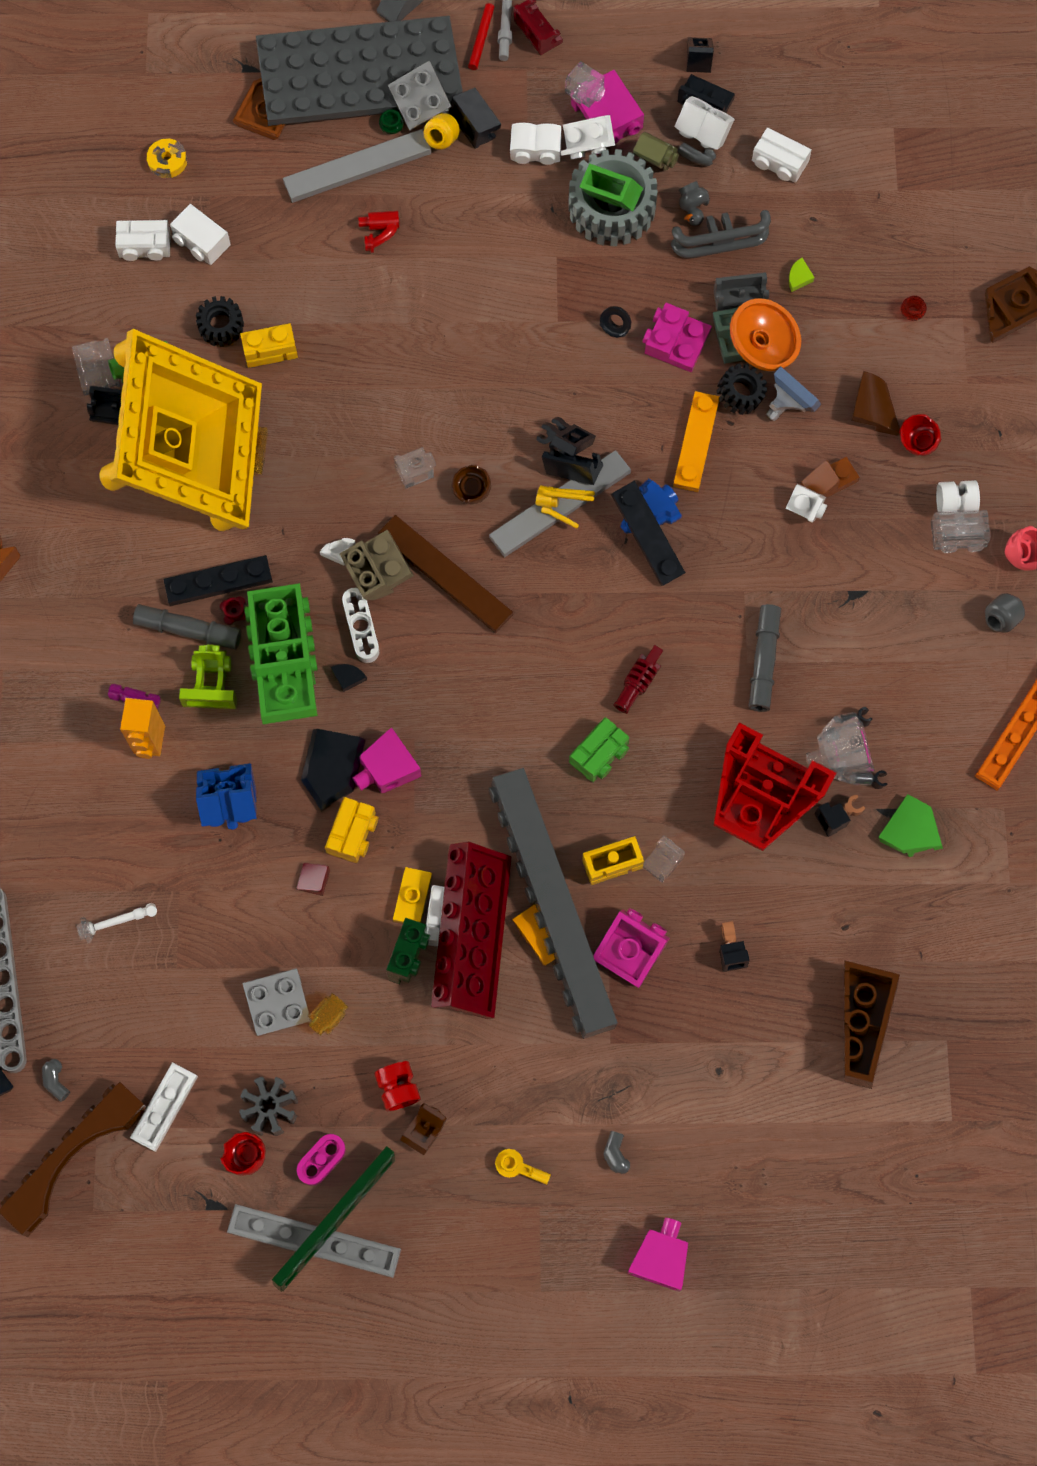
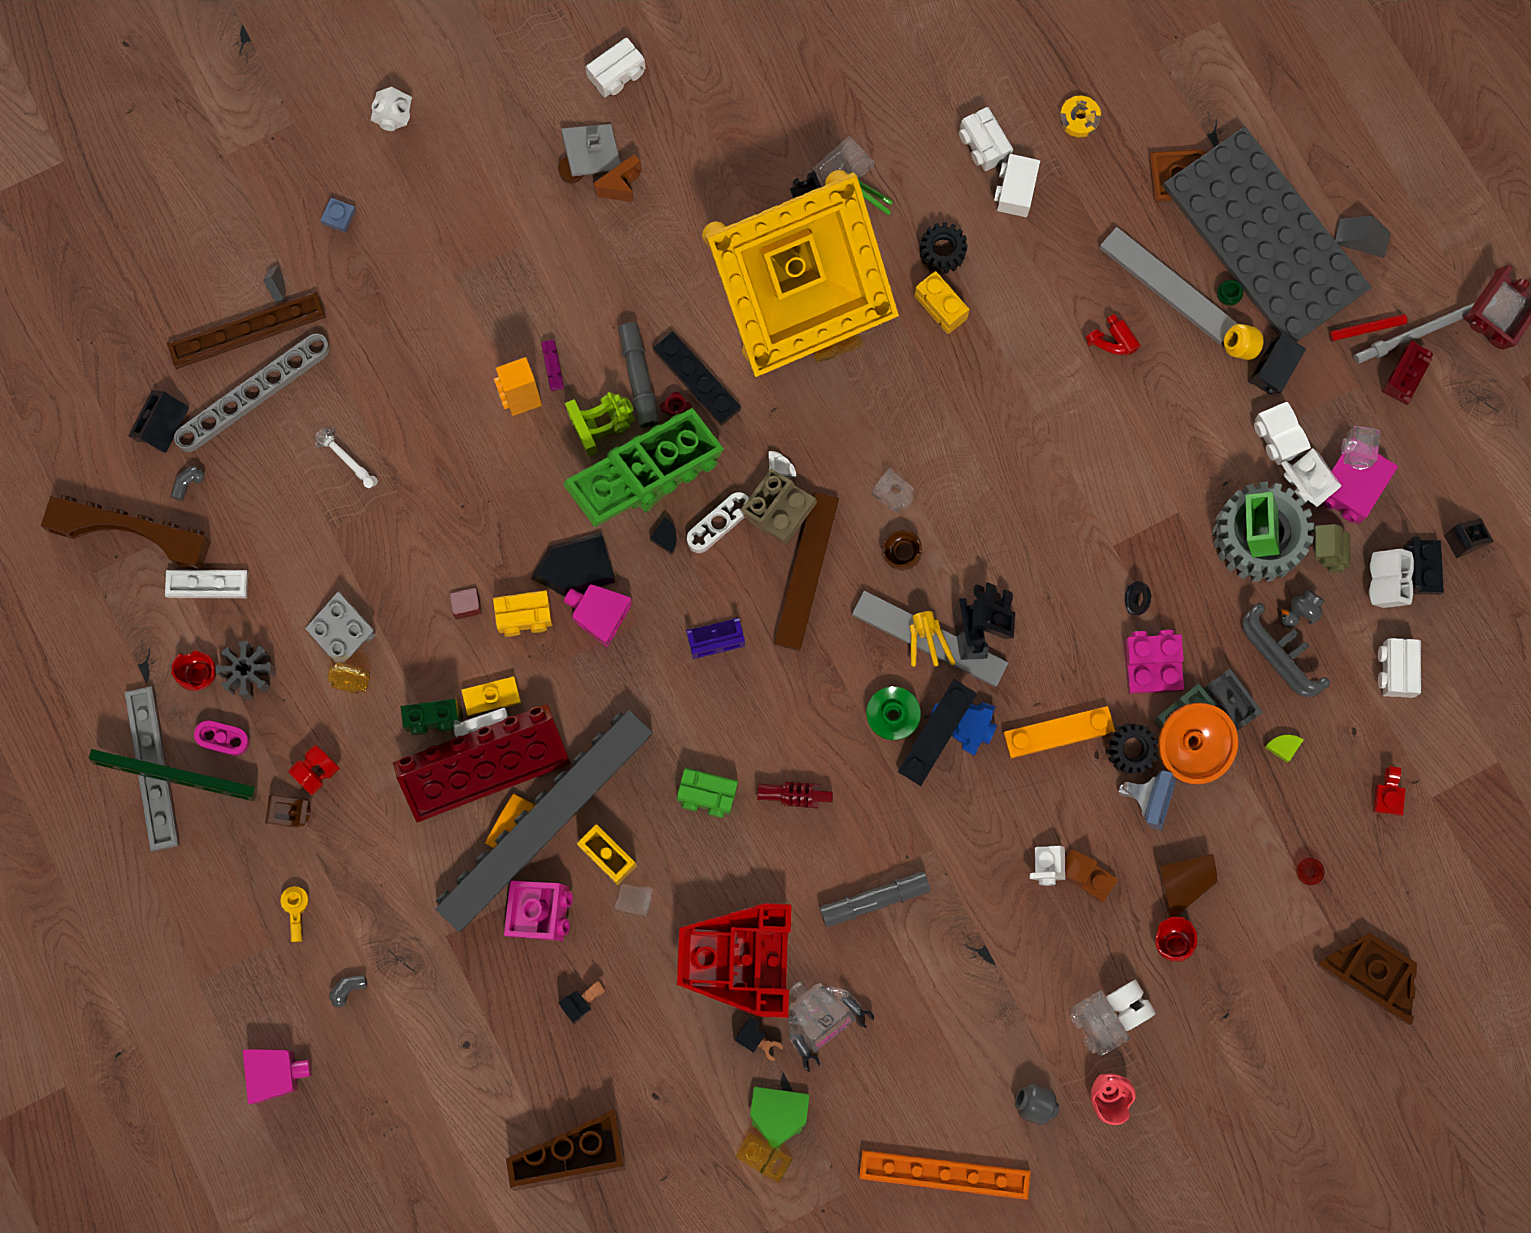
camera: 60 degrees right, 5 degrees up
(226, 796) = (496, 489): blue brick -> none
(419, 95) = (1265, 303): light grey hinge -> none
(464, 677) = (715, 638): none -> dark purple hinge
(615, 552) = (895, 700): none -> green dish
(696, 156) = (1354, 587): dark grey arm -> none
(881, 219) = (1389, 797): none -> red plate
(942, 859) = (762, 1157): none -> clear yellow bracket

